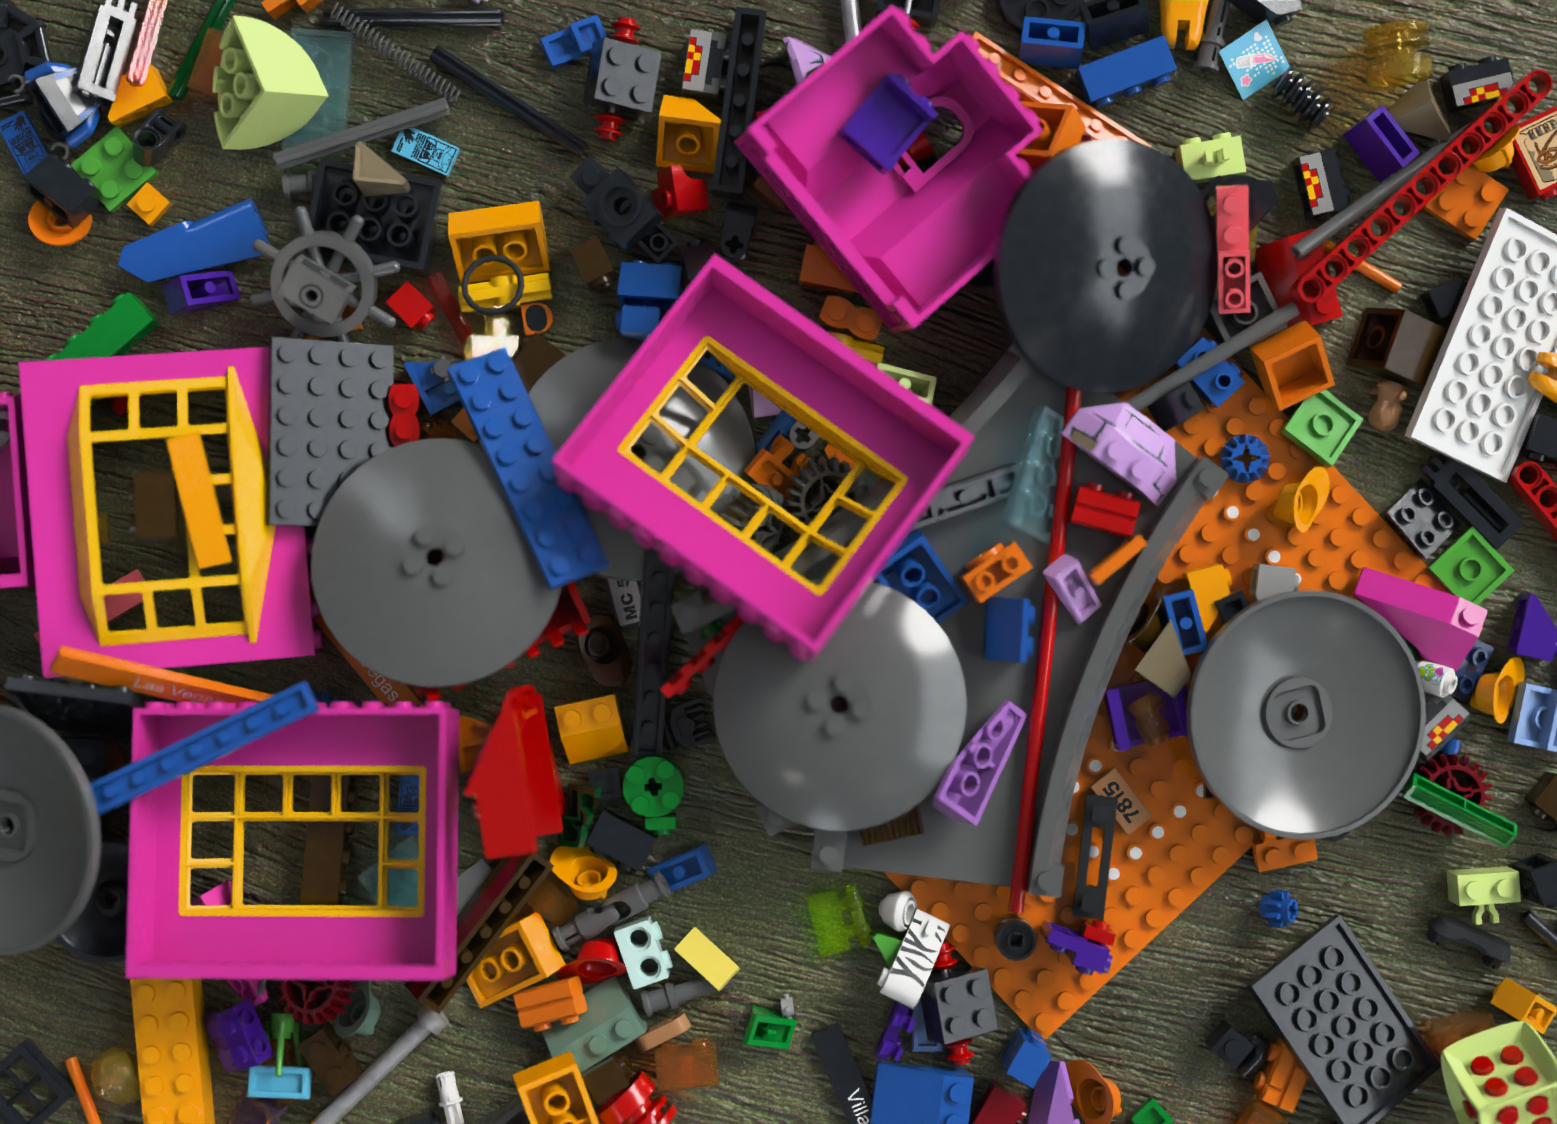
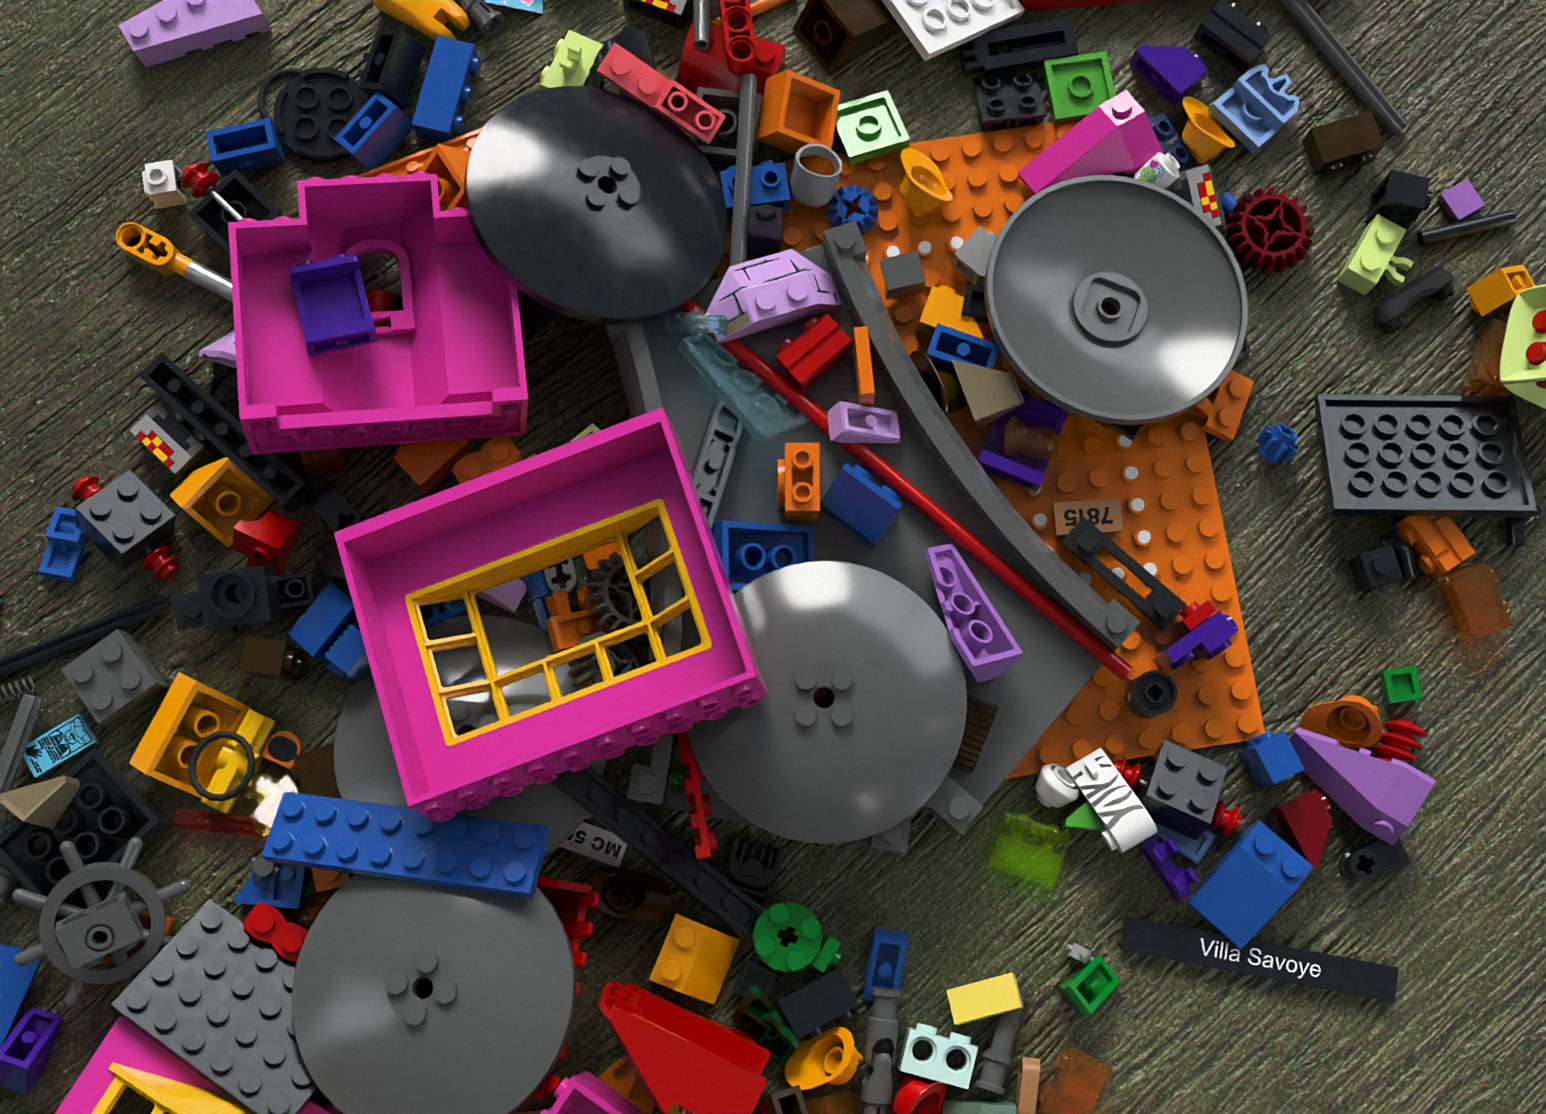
camera: 55 degrees left, 10 degrees down
(412, 307) = (188, 856): red brick -> none
(501, 155) = (114, 678): none -> dark grey brick
(1065, 407) = (696, 323): none -> clear light blue axle
(1217, 534) = (902, 275): none -> dark grey panel
(1241, 417) = (811, 187): none -> light grey helmet
(1387, 409) = (892, 64): medium nougat animal -> none
(1460, 811) = (1290, 227): green piece -> none

